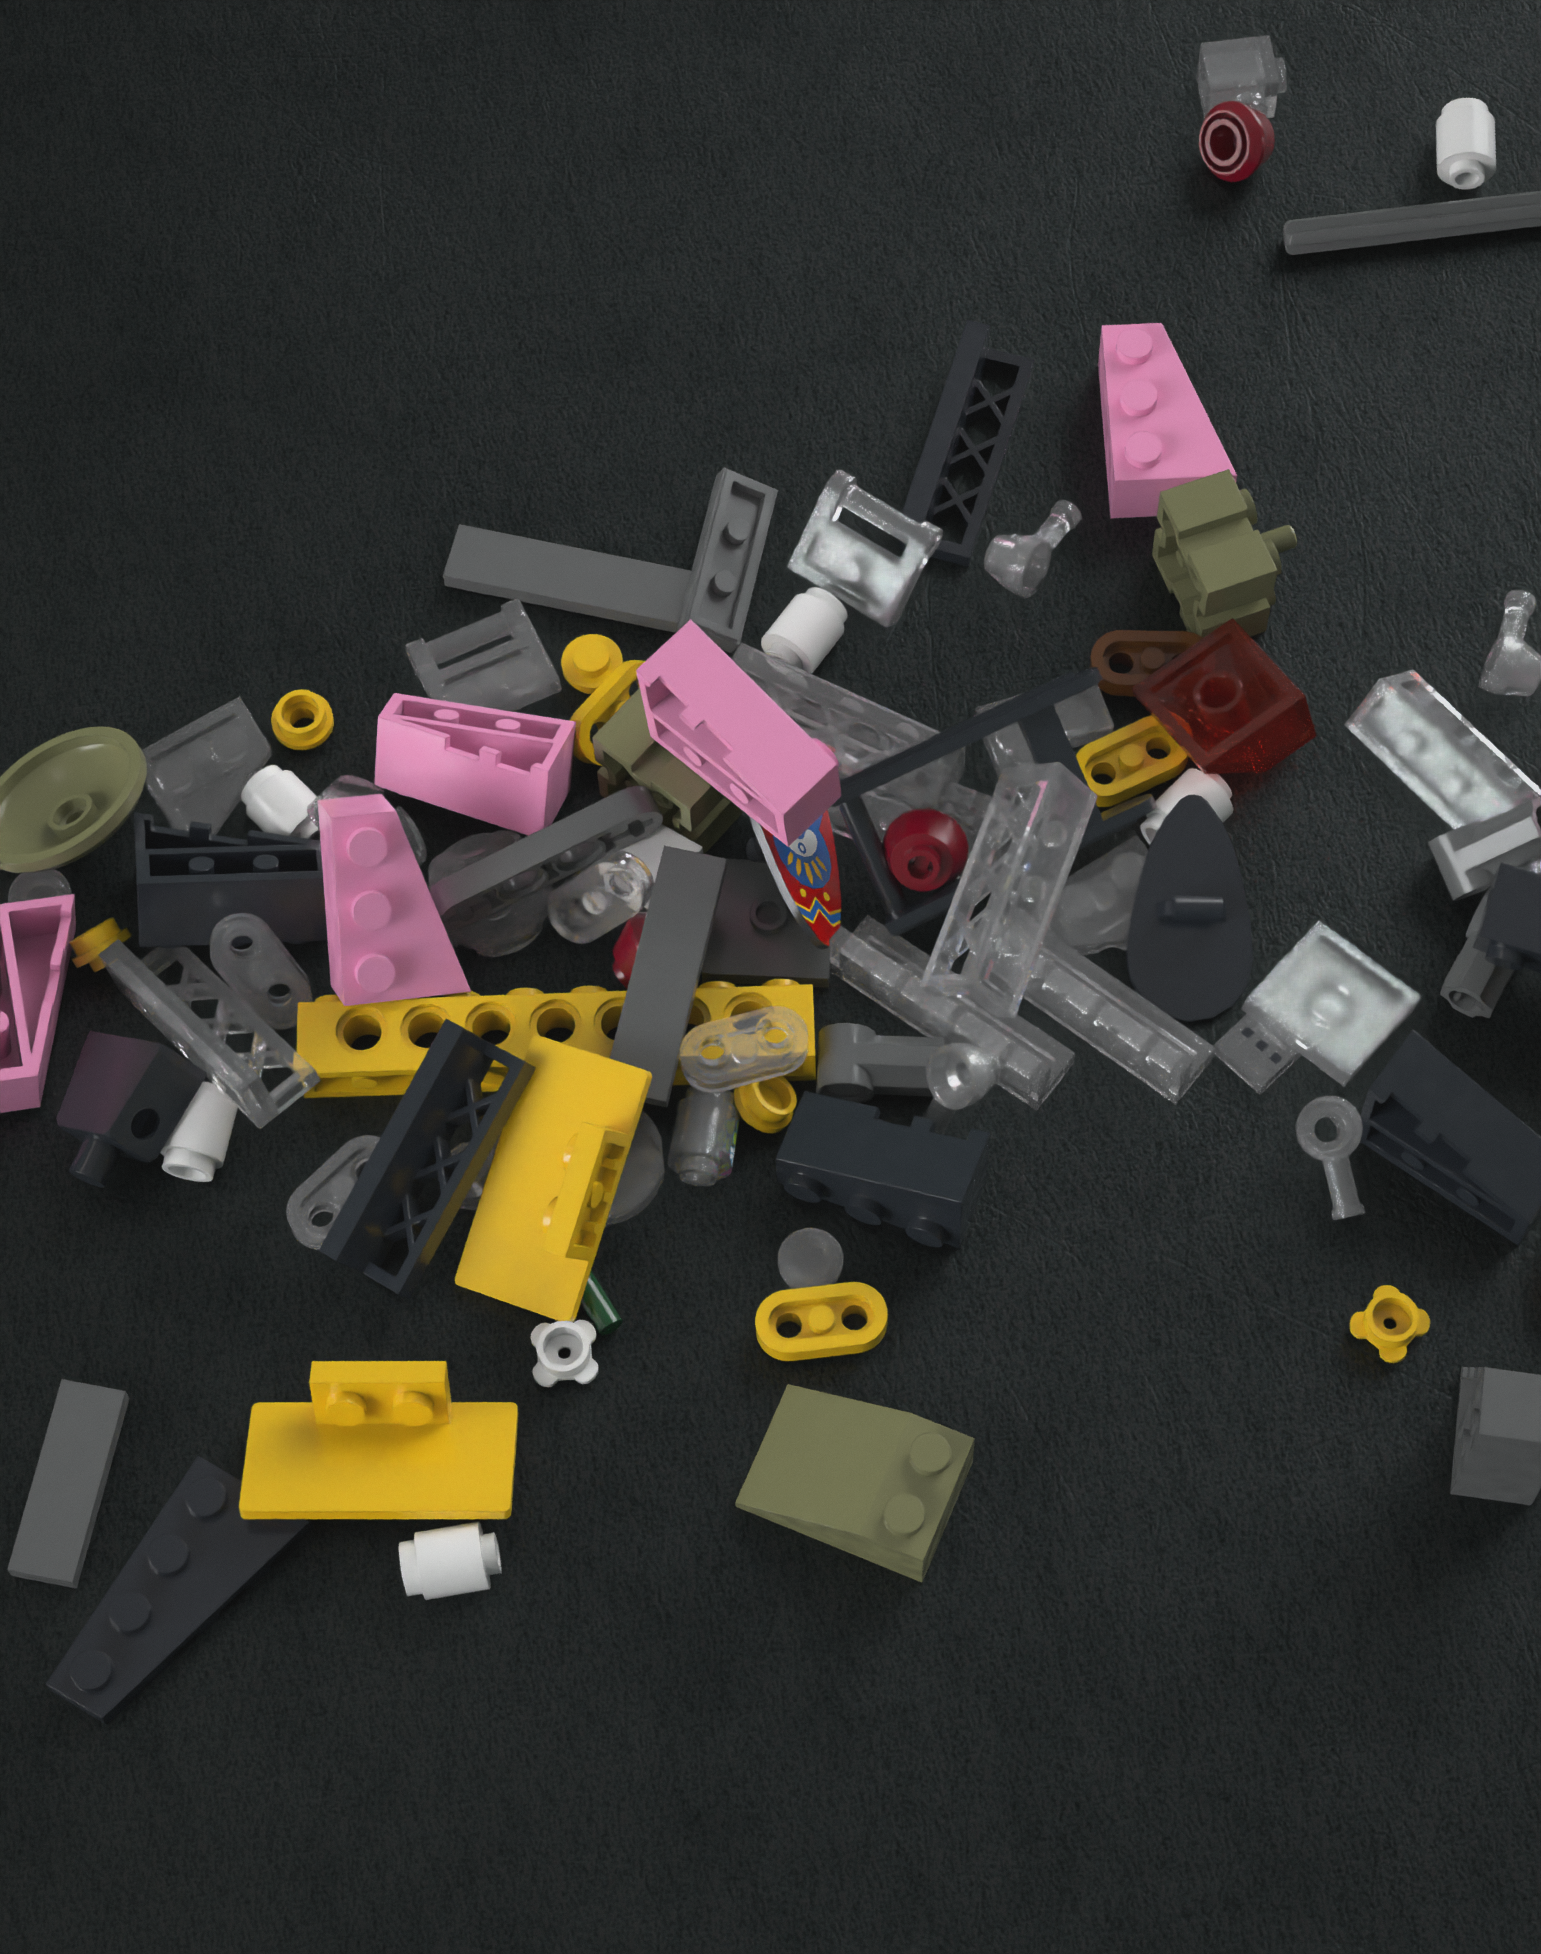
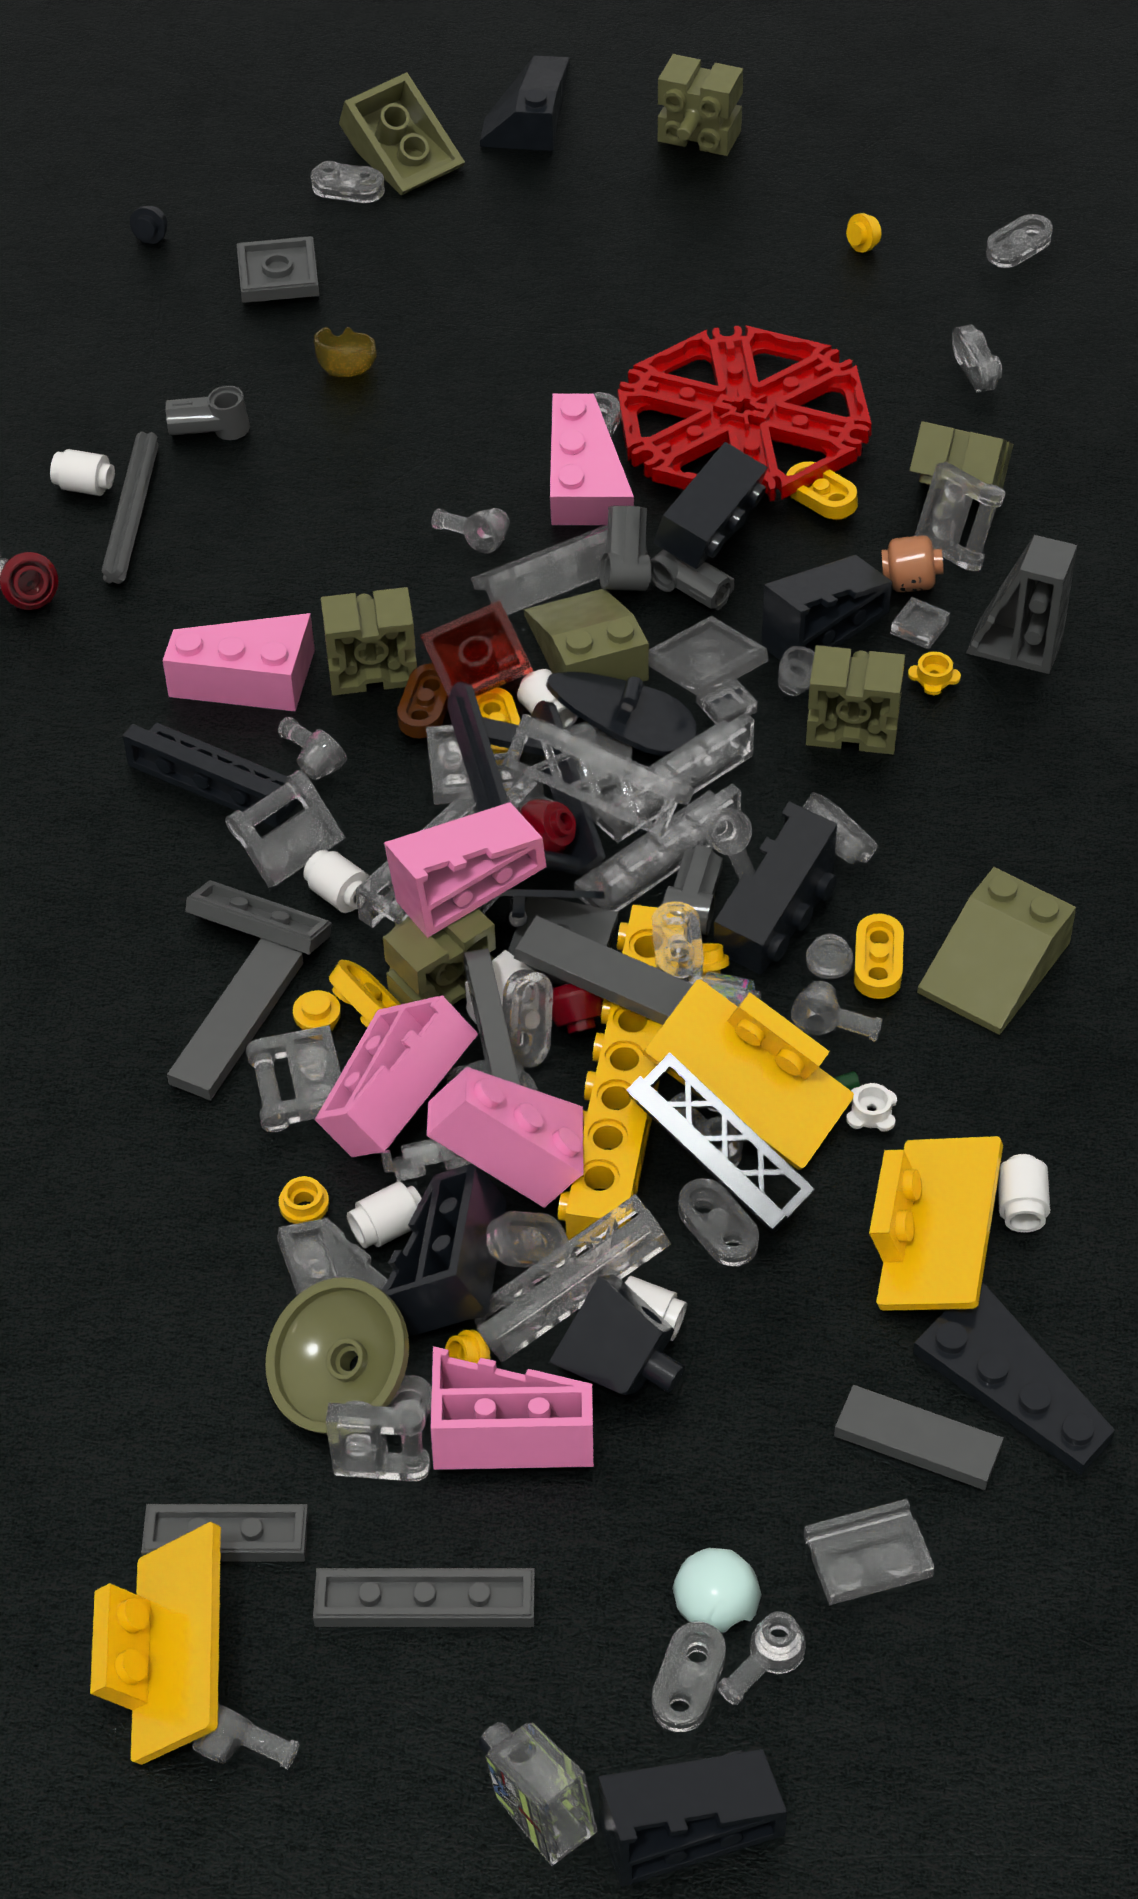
camera: 80 degrees left, 15 degrees down
(714, 1259) = (819, 1012): none -> clear bar
(1038, 1236) = (851, 839): none -> clear plate
(1271, 1206) = (854, 699): none -> olive brick
(1325, 840) = (590, 636): none -> olive slope
(1497, 1290) = (920, 623): none -> clear tile

